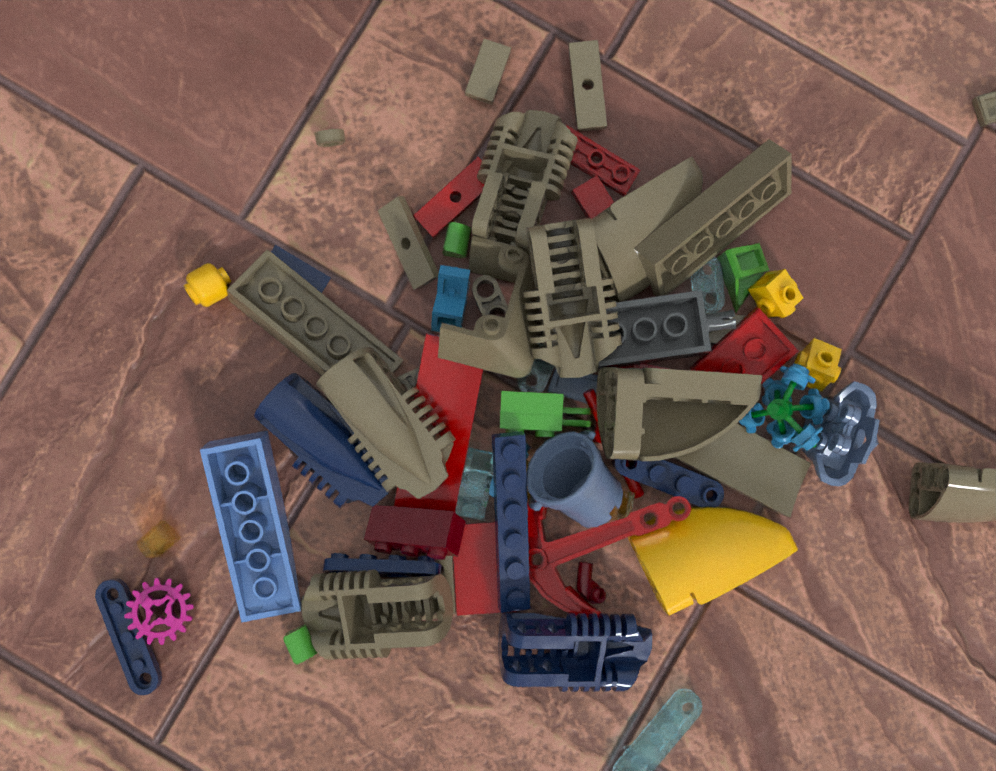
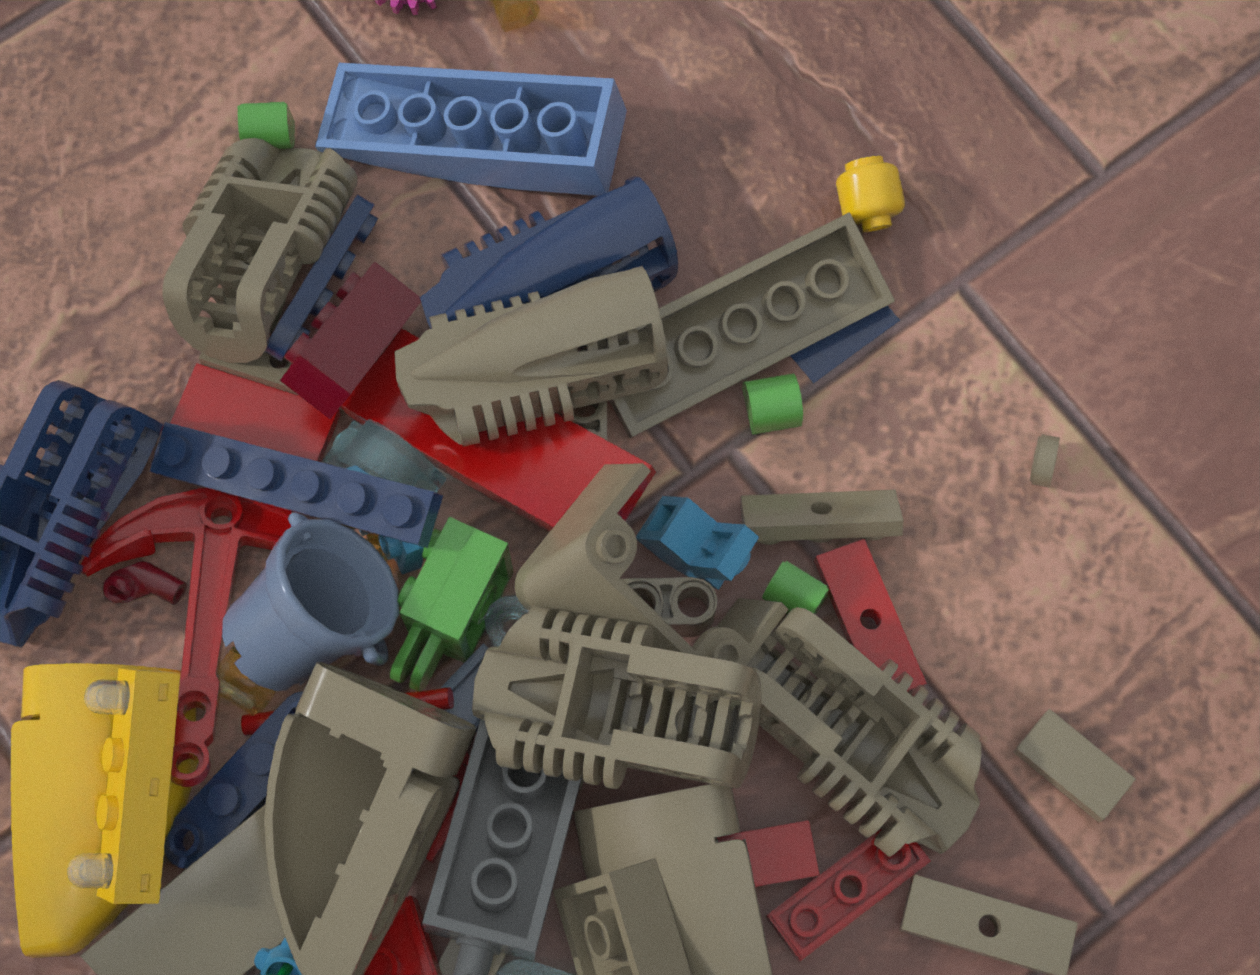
camera: 110 degrees right, 15 degrees down
(353, 293) = (773, 403): none -> bright green brick
(702, 525) = (137, 786): none -> yellow piece

